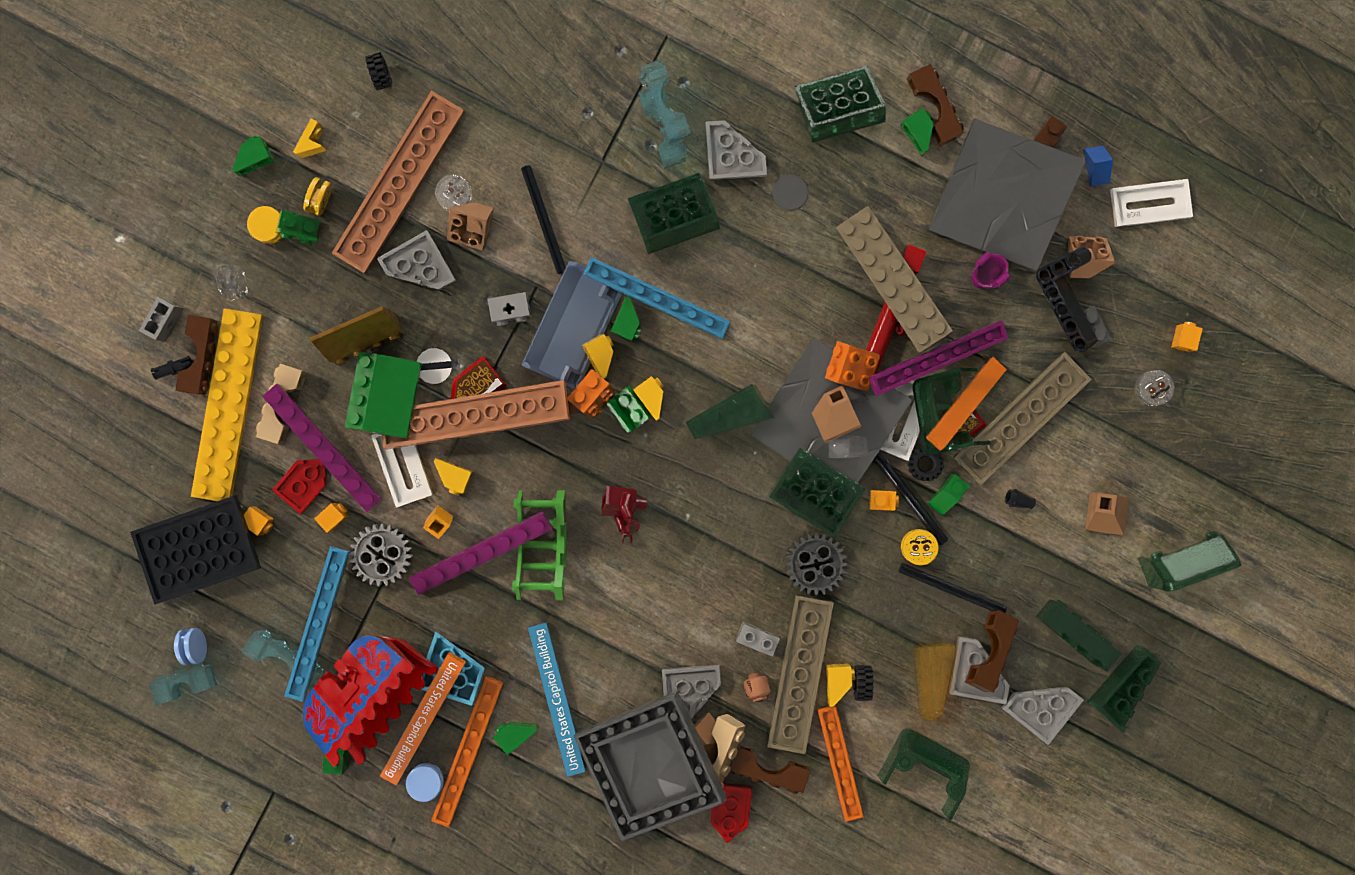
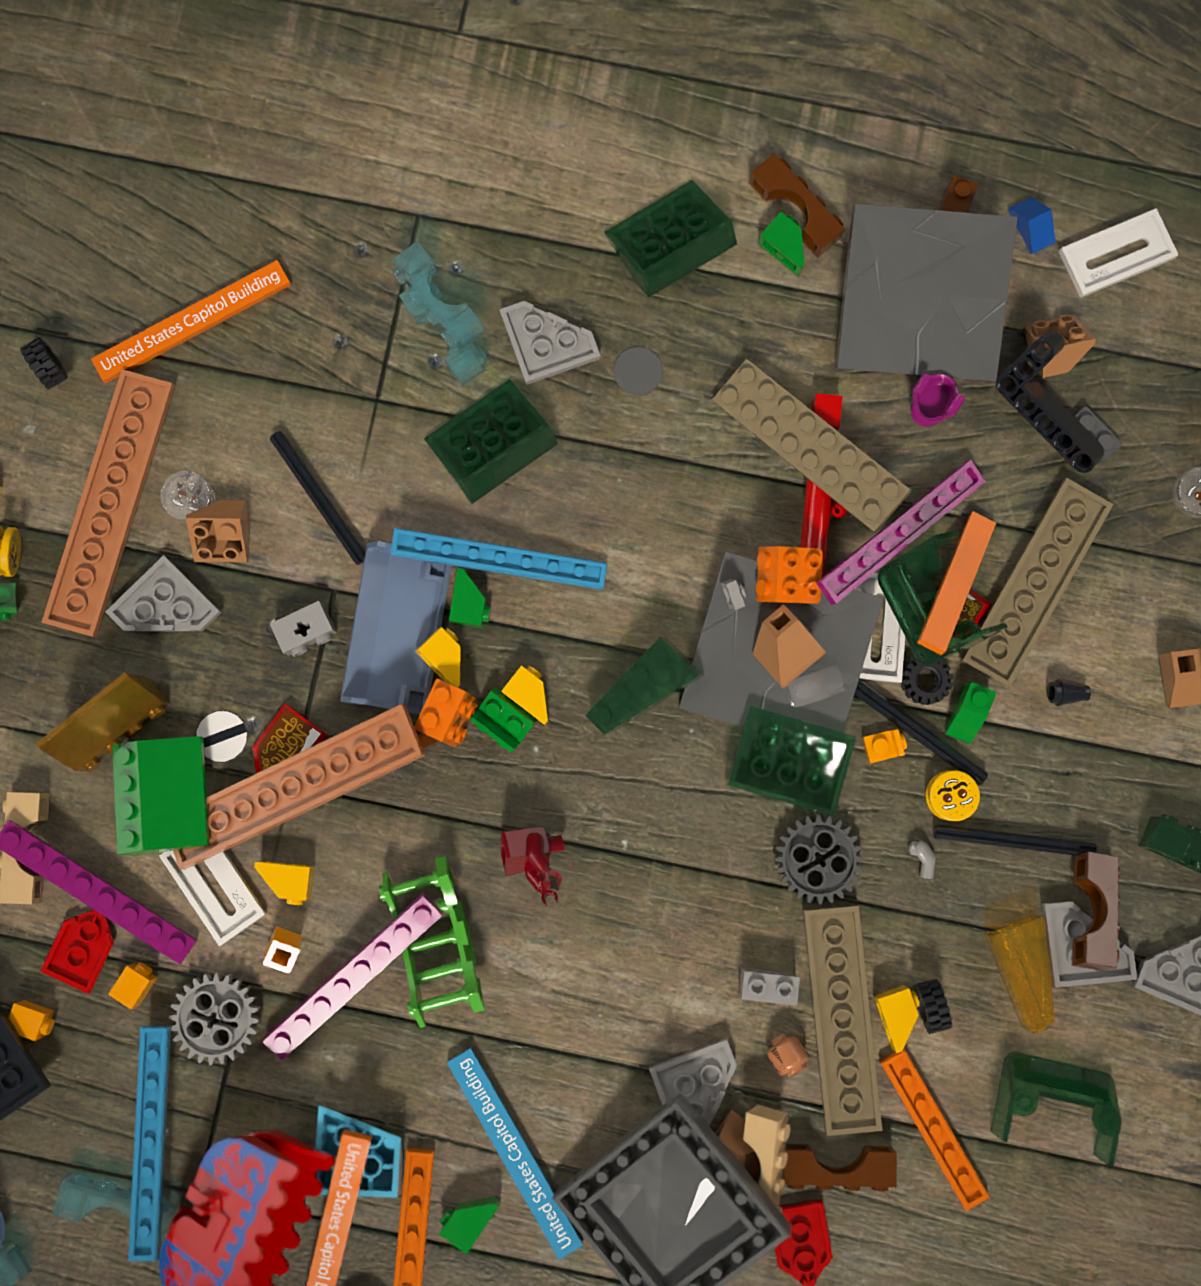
camera: 15 degrees left, 5 degrees down
(488, 69) = (191, 321): none -> orange tile
(810, 368) = (733, 593): none -> light grey plate
(889, 582) = (926, 856): none -> light grey arm

